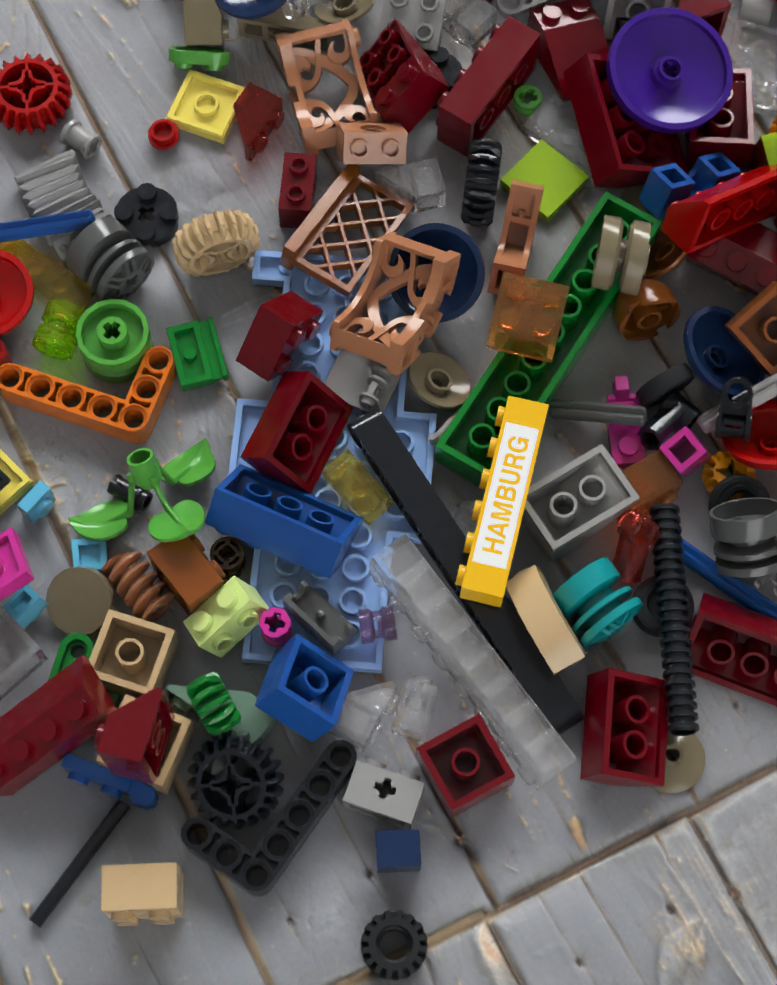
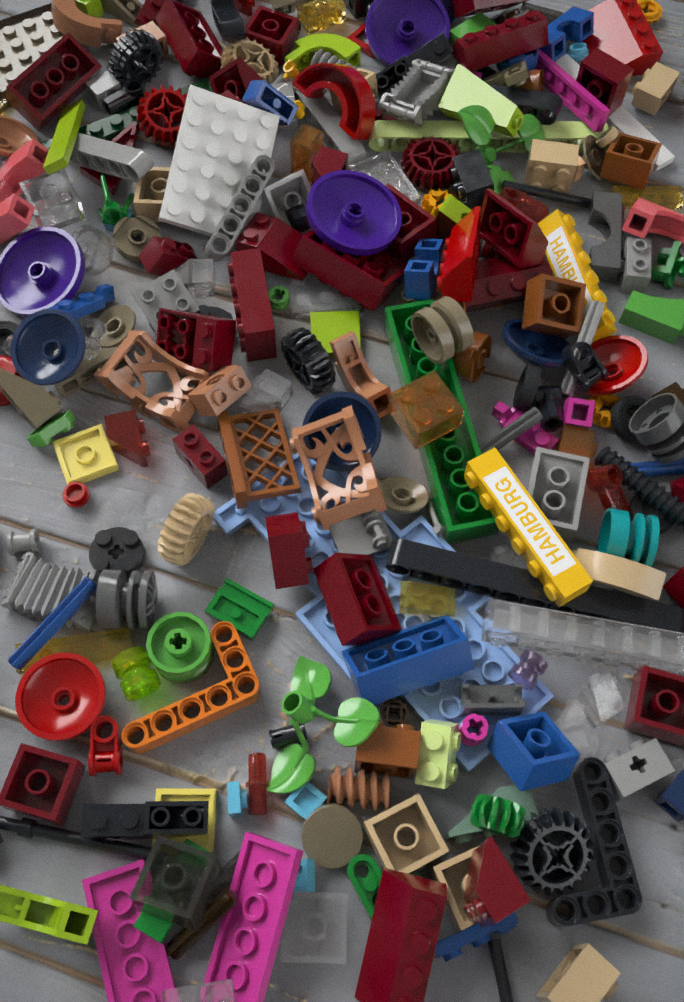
camera: 45 degrees left, 5 degrees down
(67, 507) = (257, 784): none -> clear red axle

